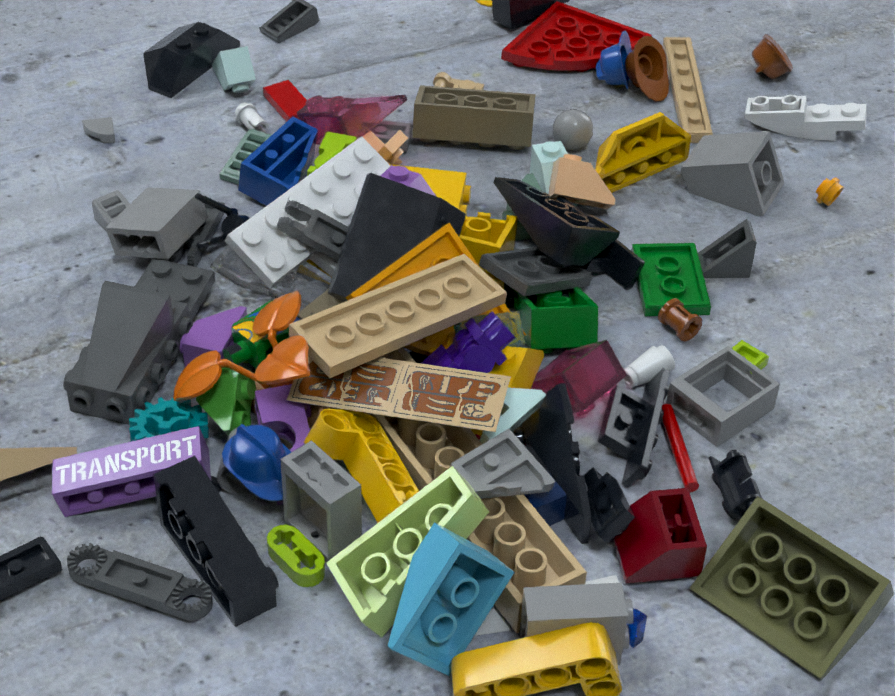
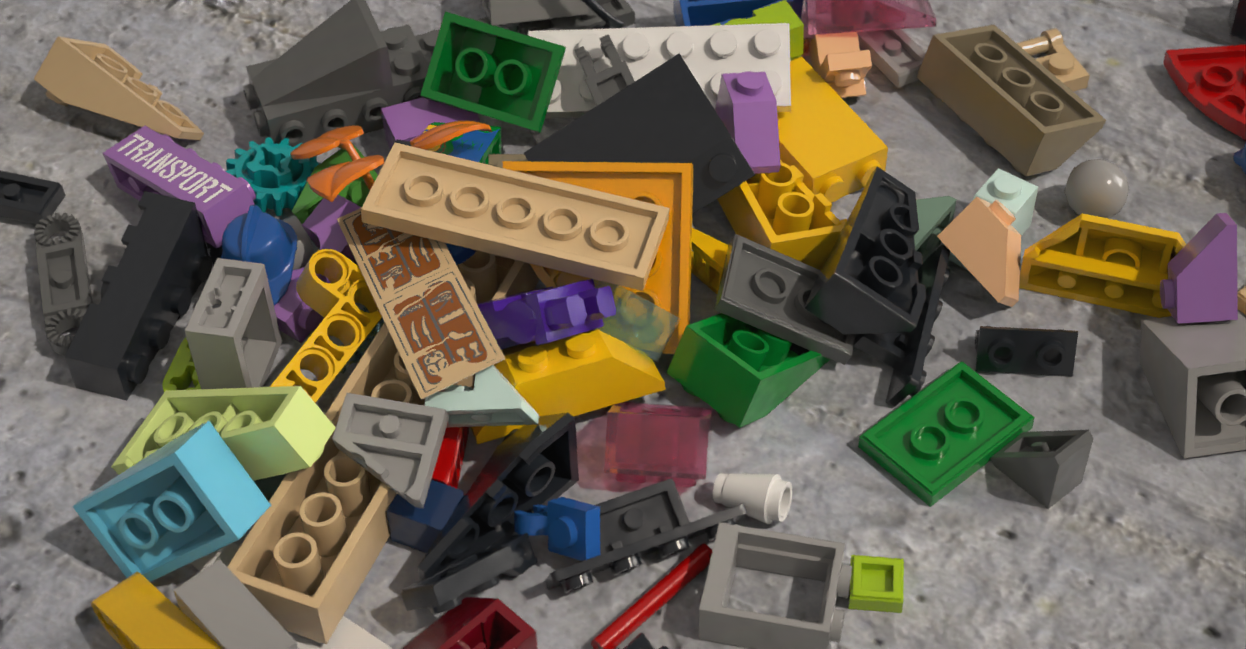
camera: 55 degrees right, 5 degrees up
(236, 270) = (493, 71): none -> green slope
(610, 445) = (568, 523): none -> blue plate
(648, 219) = (1025, 350): none -> black hinge
(680, 319) = (869, 478): dark orange bush -> none
(690, 121) = (1204, 275): none -> medium lavender slope

